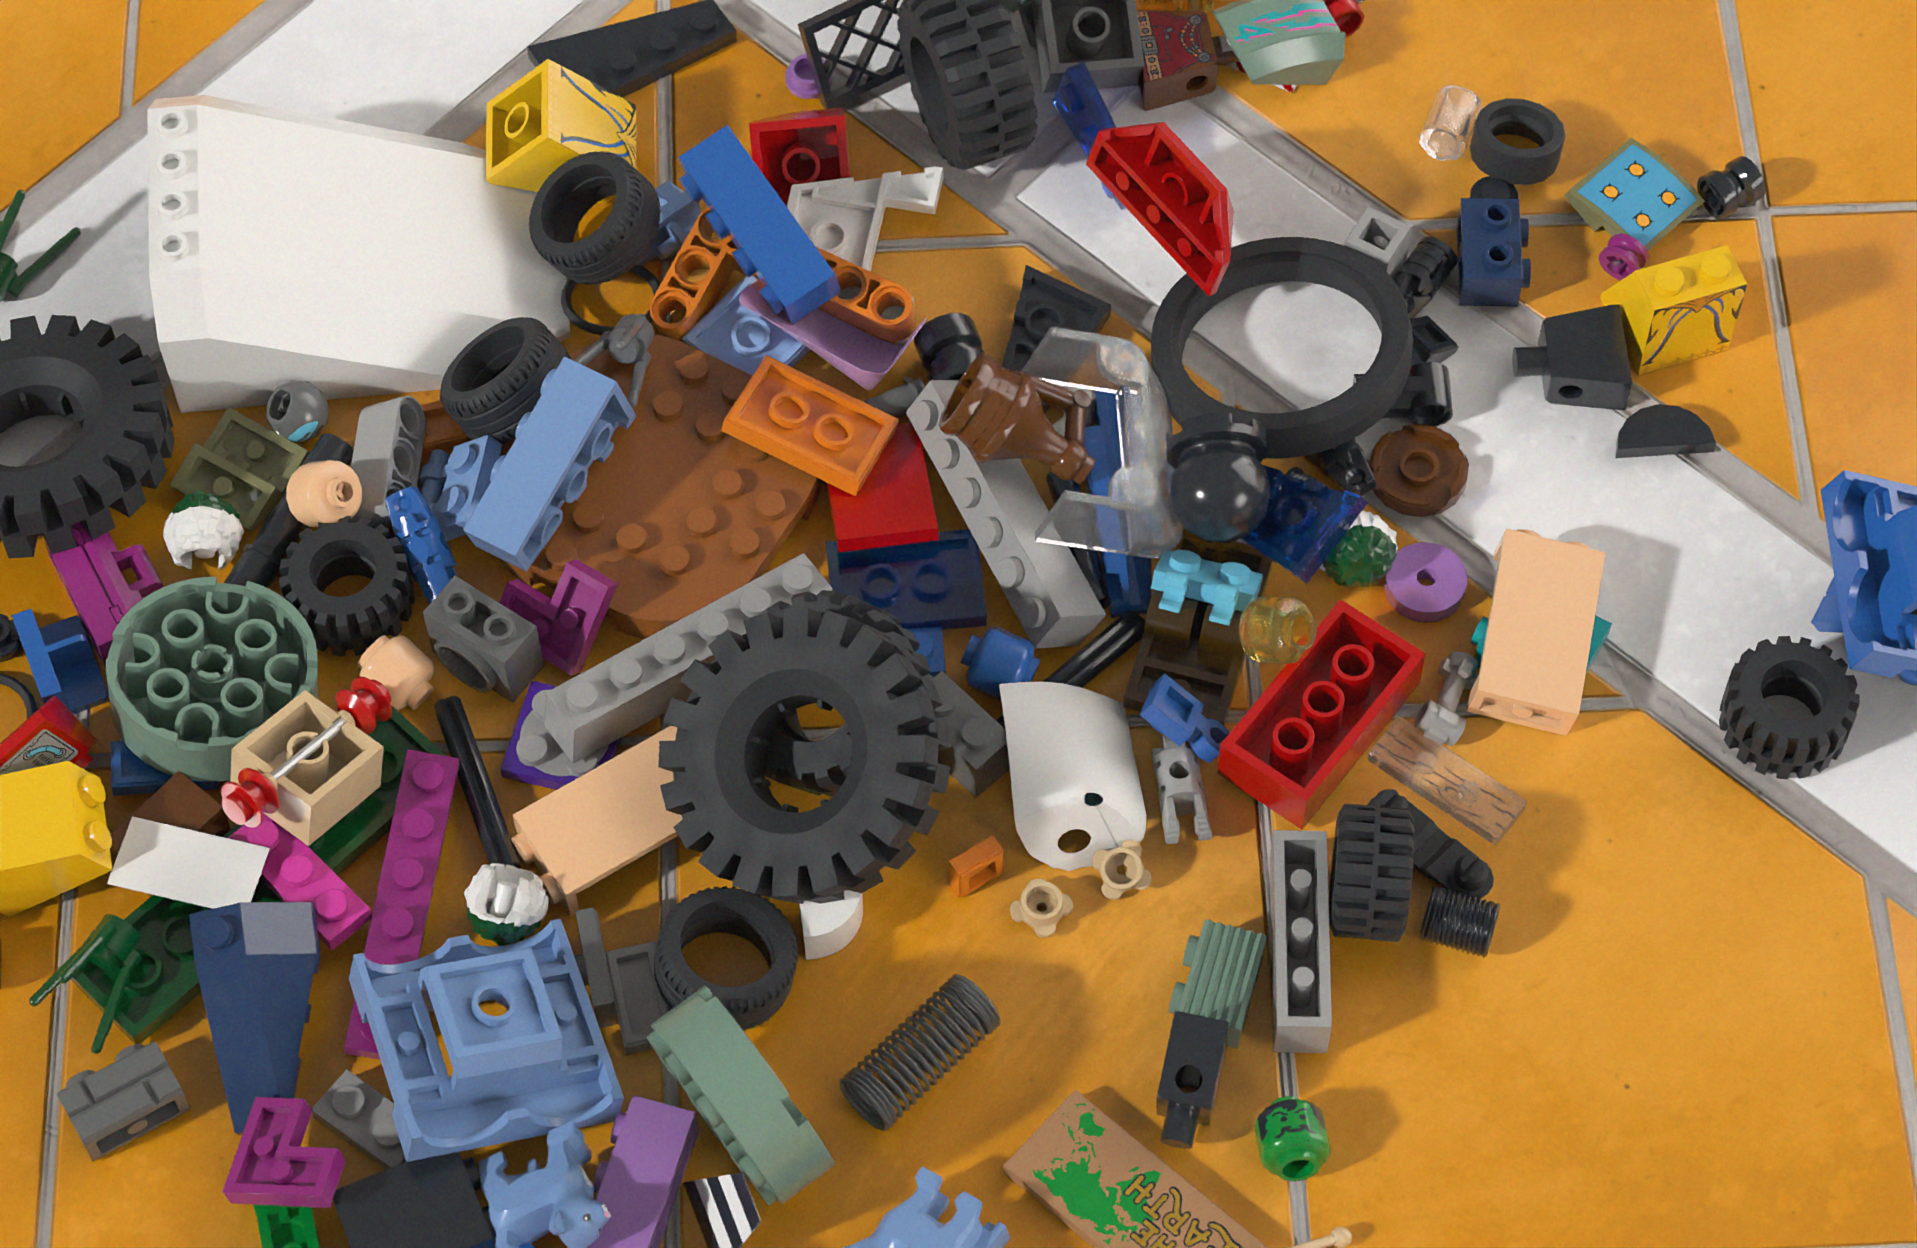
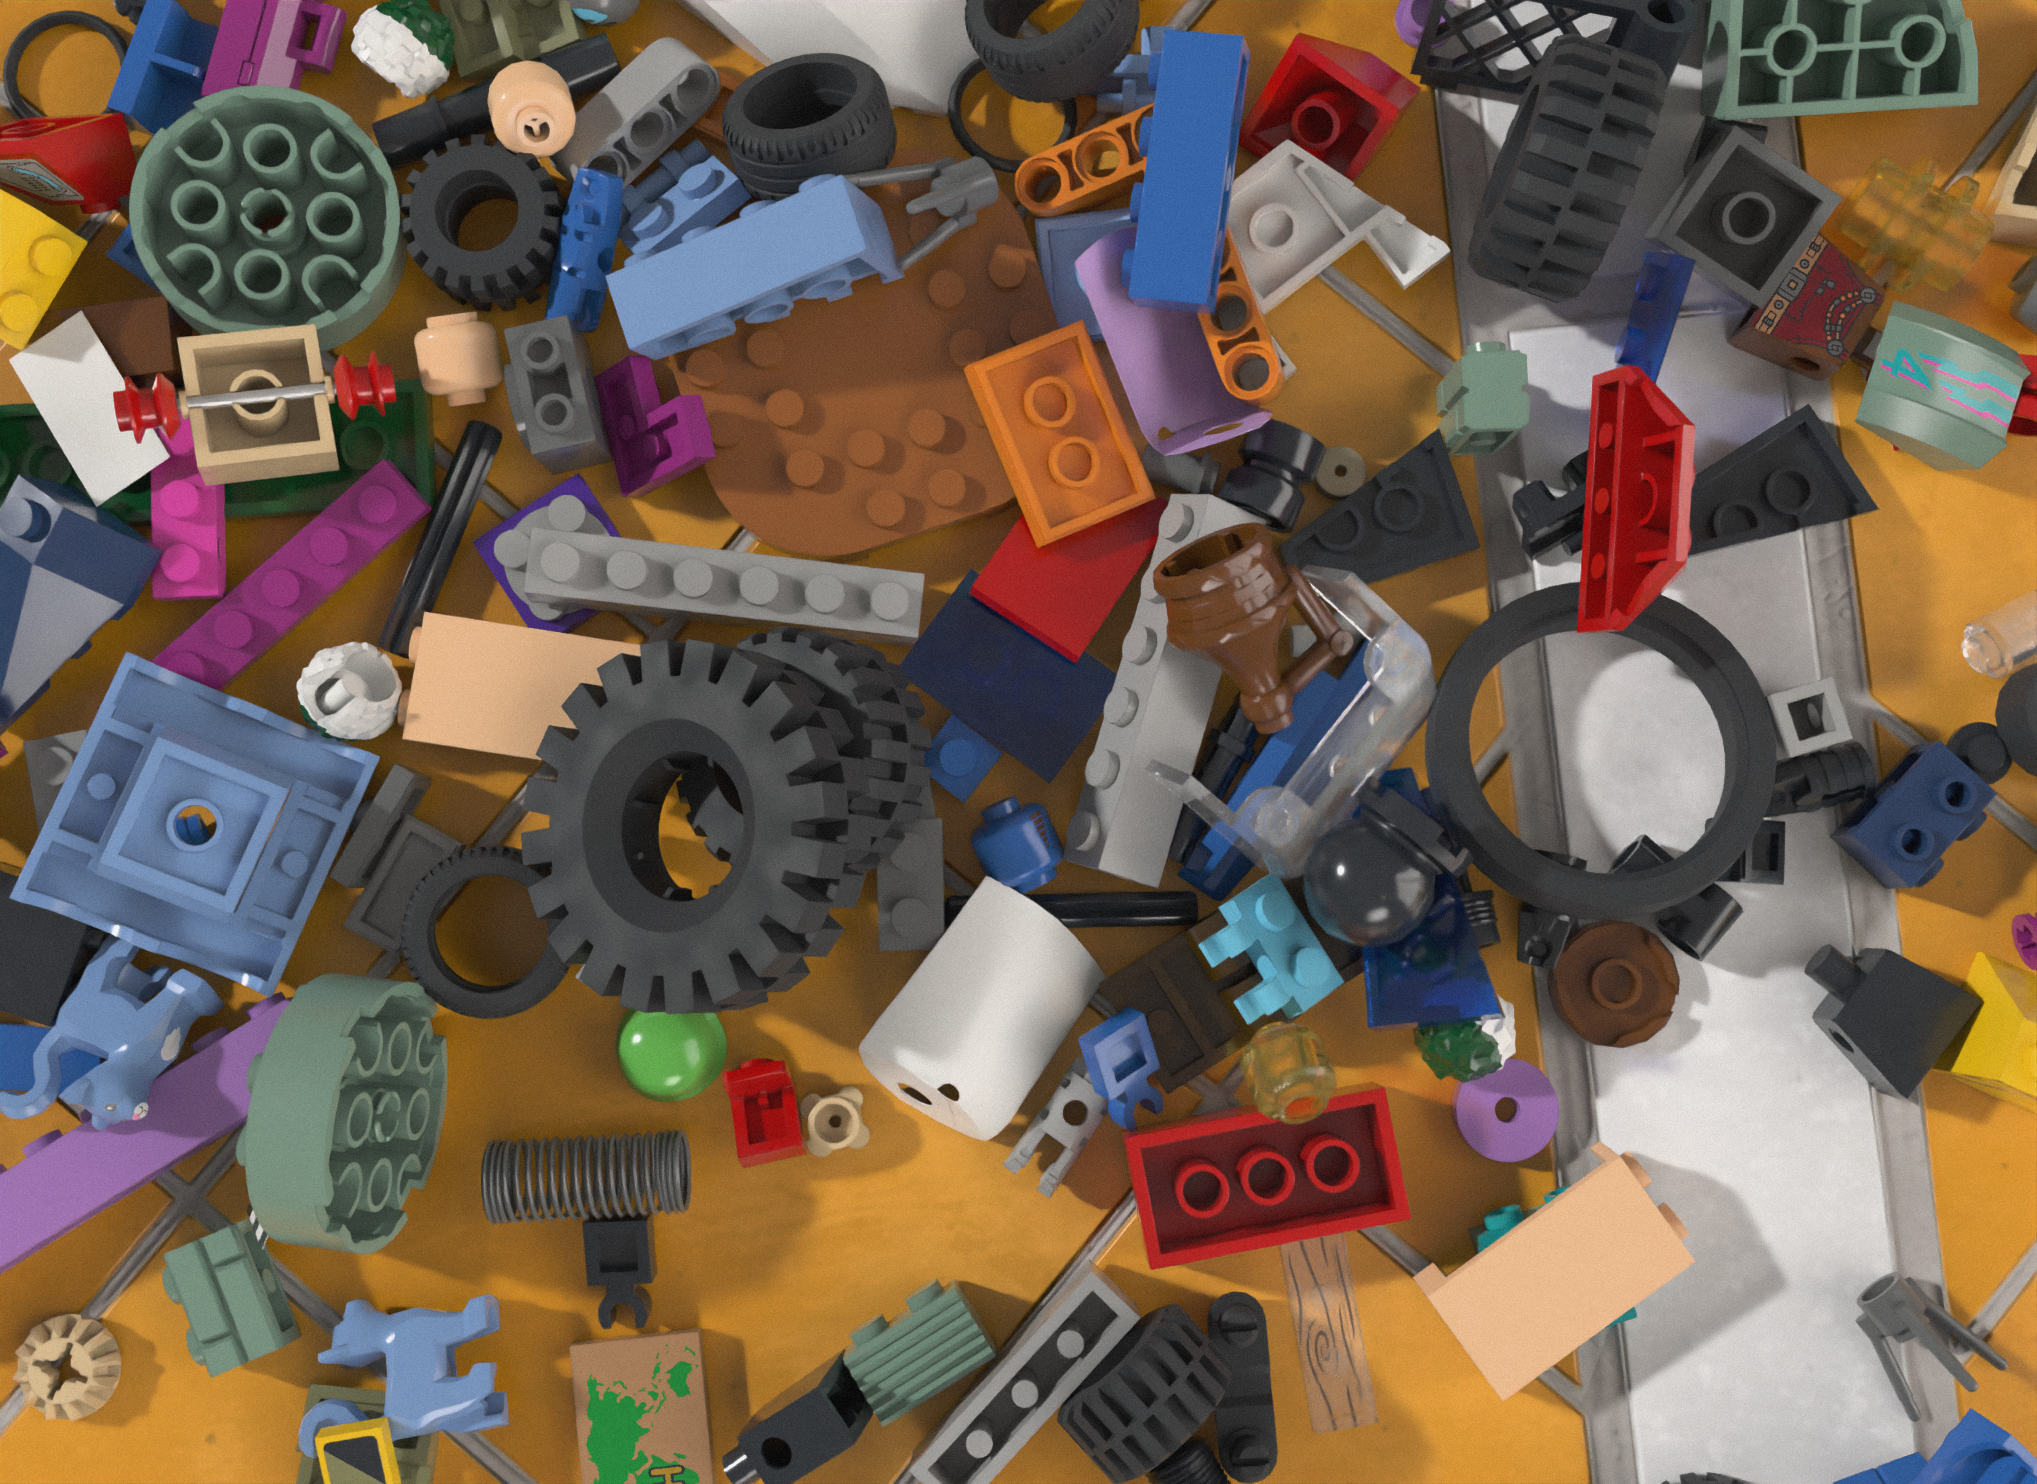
camera: 40 degrees right, 25 degrees up
(896, 950) = (670, 1053): none -> bright green helmet
(976, 866) = (807, 1033): orange tile -> none
(984, 1087) = (621, 1257): none -> black plate
(991, 929) = (764, 1112): none -> red bracket
(994, 334) = (1351, 466): none -> dark tan piece
(1037, 225) = (1483, 400): none -> sand green brick
(1126, 855) = (928, 1164): tan plate -> none
(1138, 262) = (1551, 520): none -> black hips
(1249, 149) = (1775, 487): none -> black wing
(1439, 718) = (1375, 1270): light grey bar -> none
(1663, 431) = (1891, 1156): black tile -> none
(1749, 502) = (1897, 1310): none -> dark grey plant

